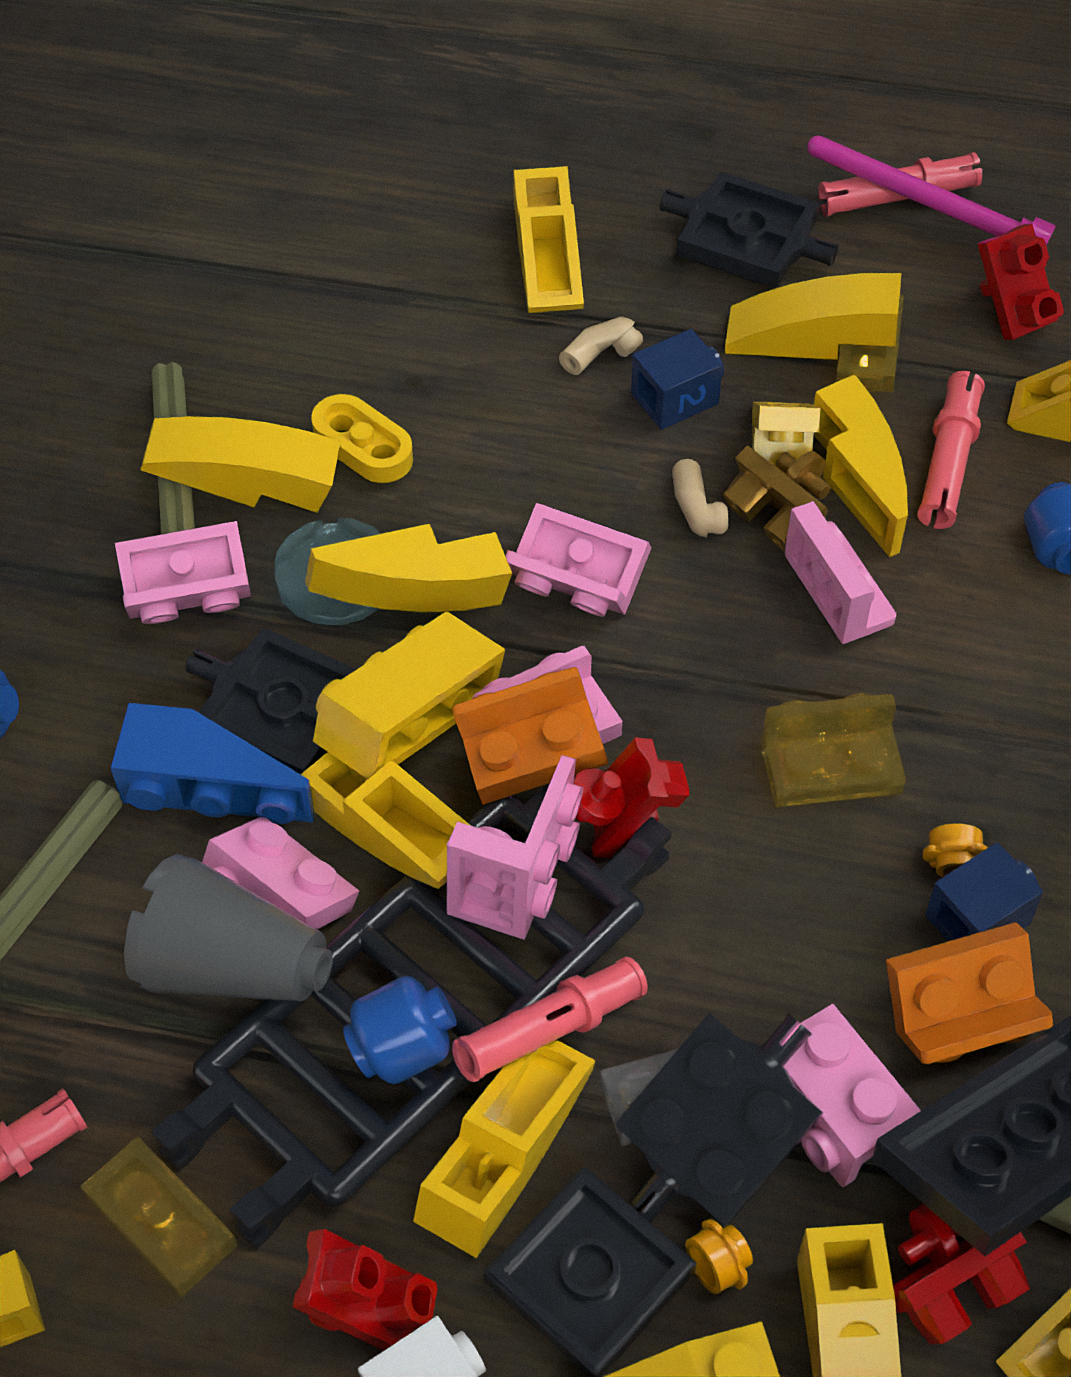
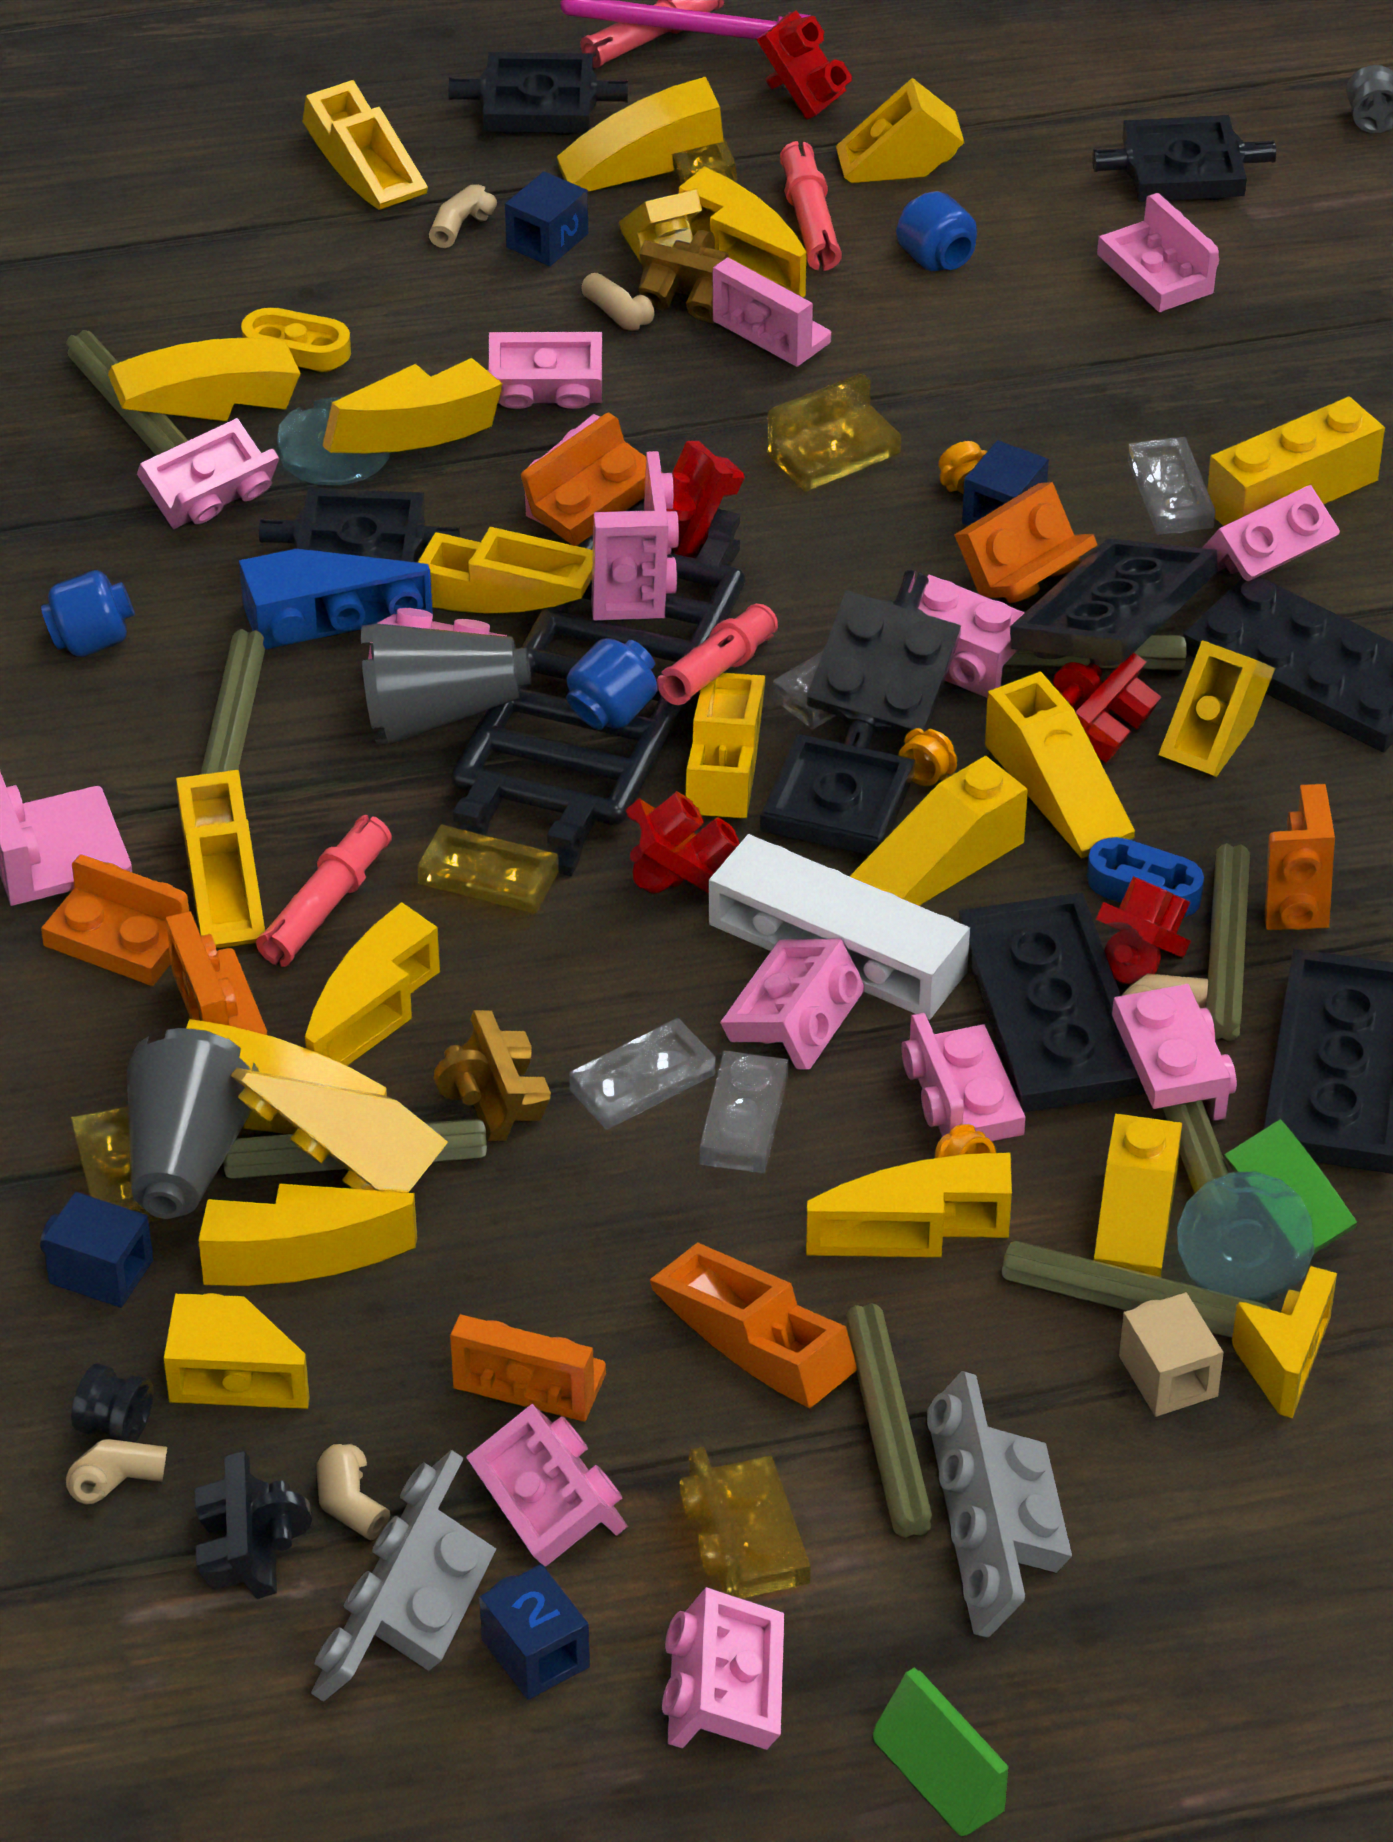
camera: 25 degrees left, 10 degrees down
(405, 694) = (469, 487): yellow brick -> none

